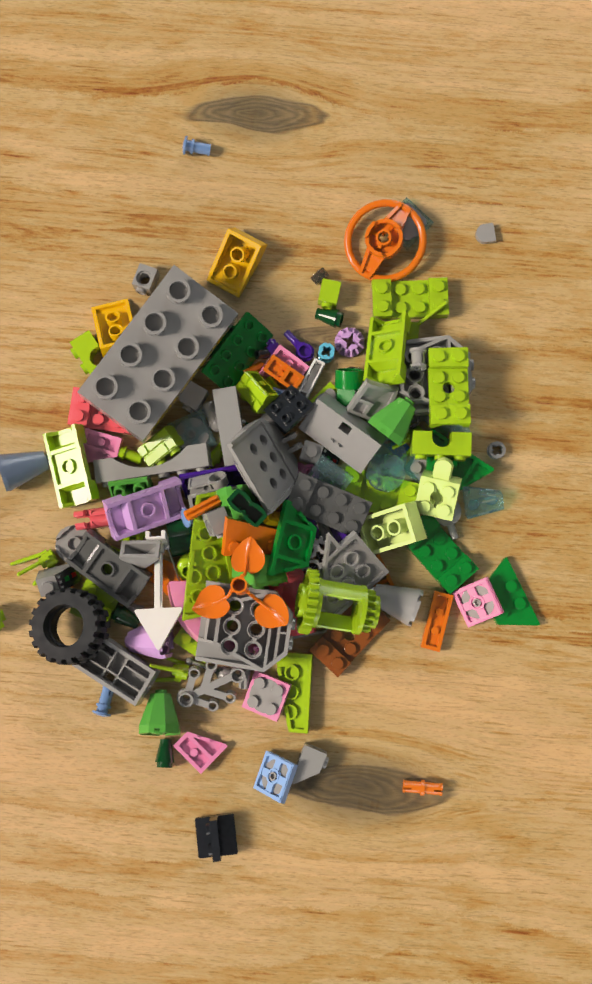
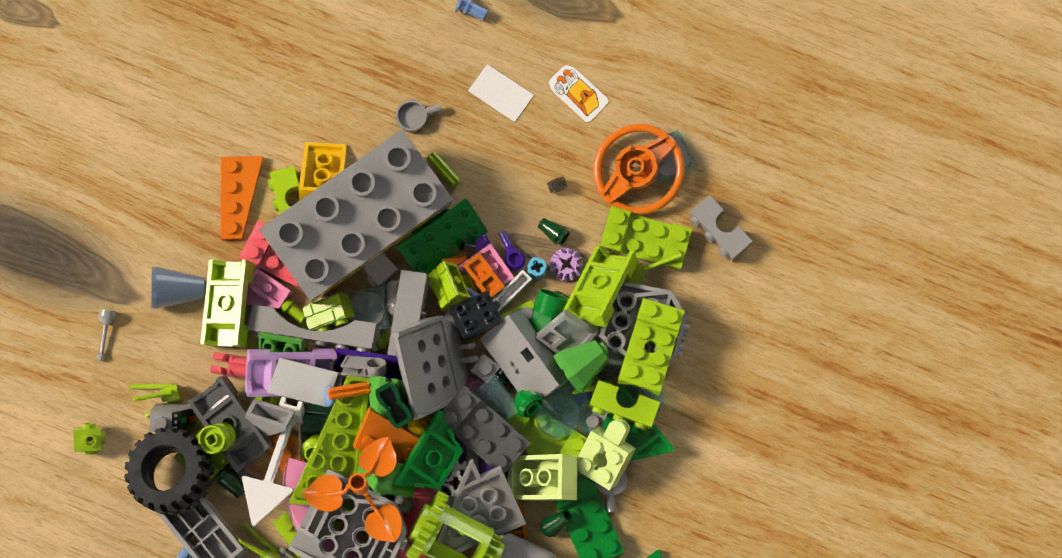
camera: 20 degrees right, 5 degrees down
(46, 363) = (238, 186): none -> orange wing
(68, 541) = (197, 381): light grey tile -> none
(101, 584) = (217, 438): none -> lime wheel
(139, 642) = (236, 513): lavender cone -> none
(145, 272) = (376, 123): light grey brick -> none
(158, 513) = (301, 381): none -> white sticker
(178, 254) = (413, 115): none -> light grey piece
(214, 521) = (356, 409): light grey brick -> none
(222, 295) = (443, 169): none -> lime axle
(236, 261) = (473, 141): yellow slope -> none
(245, 213) = (500, 93): none -> white sticker
(281, 589) = (405, 507): none -> light grey hinge
(311, 192) = (578, 93): none -> sticker
(329, 293) = (560, 206): lime brick -> none
(359, 469) = (528, 403): none -> green cone
(412, 564) = (553, 524): none -> dark green cone
(418, 358) = (628, 306): light grey bush -> none
(455, 266) = (729, 243): none -> light grey arch
(481, 501) = (651, 480): clear light blue wing -> none
(485, 234) = (750, 194): light grey tile -> none
(495, 444) = (687, 424): light grey bush -> none

